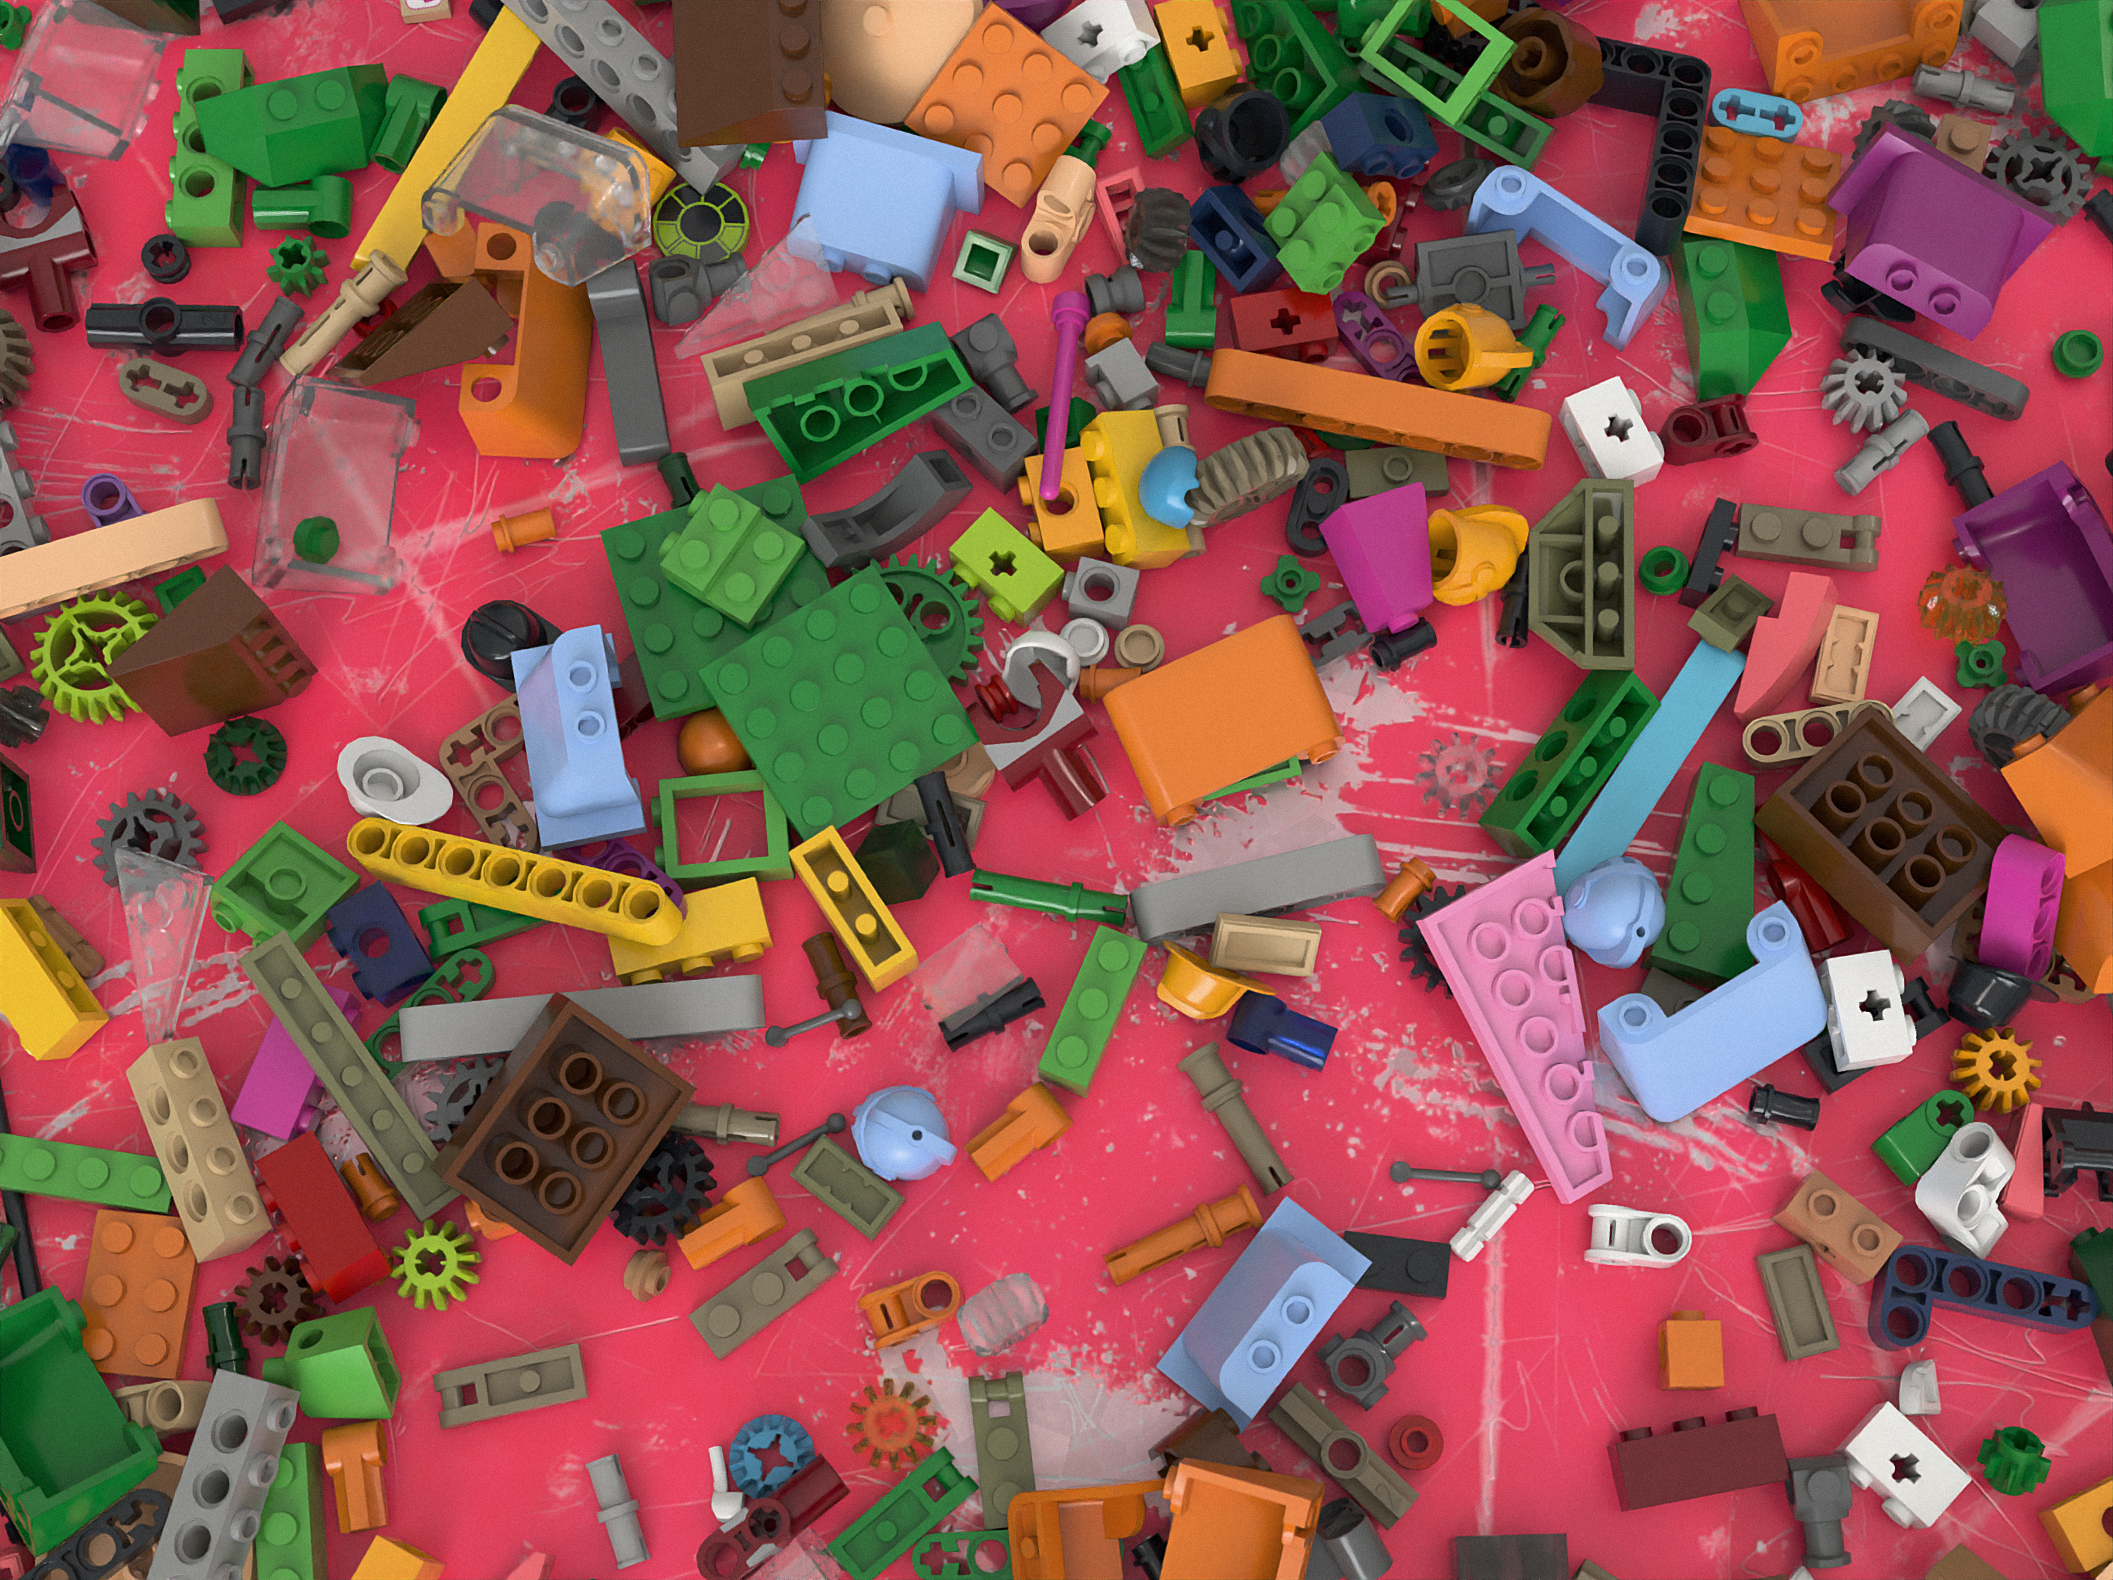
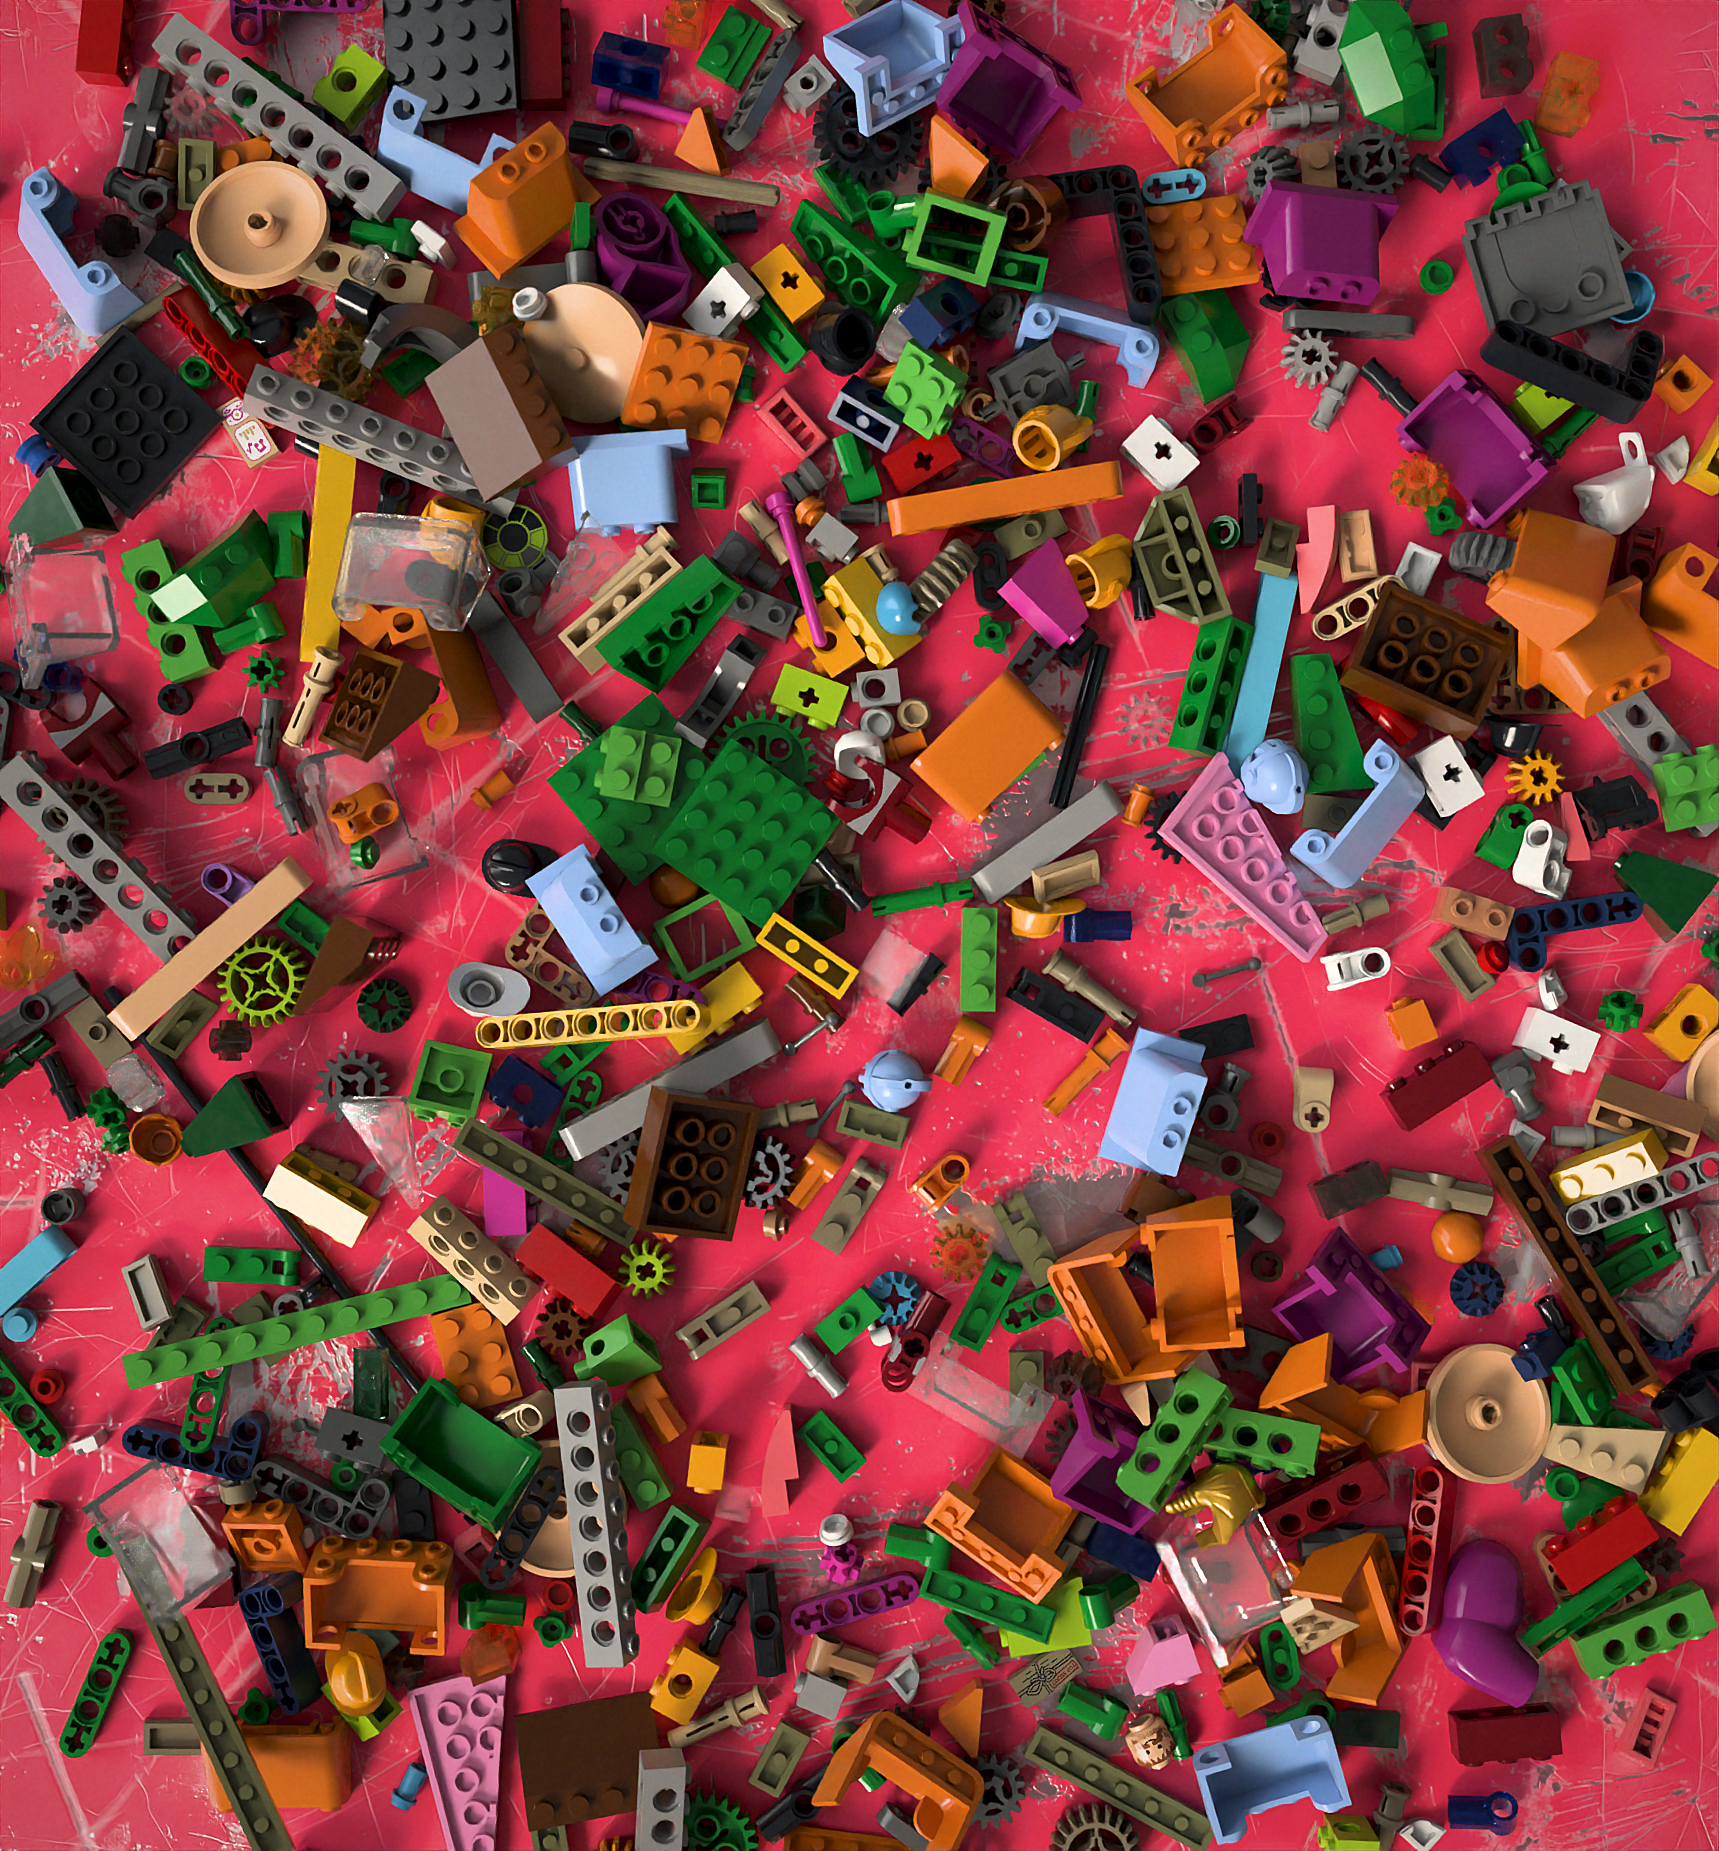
camera: 20 degrees left, 15 degrees up
(333, 484) = (365, 811): none -> orange piece
(692, 1459) = (849, 1319): none -> green plate
(1002, 1314) = (998, 1164): clear gear -> none
(1038, 336) = (766, 530): none -> tan pin
(1060, 219) = (747, 444): light nougat piece -> none
(1157, 230) = (817, 431): clear smoke gear -> none
(1179, 1124) = (1056, 1006): none -> black plate
(1364, 751) = (1079, 726): none -> black axle
(1491, 1215) = (1263, 986): white axle -> none
(1507, 1398) = (1312, 1093): none -> tan piece
(1664, 1164) = (1355, 914): none -> dark tan axle
(1783, 1108) = (1415, 851): black pin -> none
(1807, 537) = (1305, 472): dark tan plate -> none
(1847, 1306) = (1493, 957): none -> red plate
(2022, 907) = (1523, 680): dark pink beam -> none

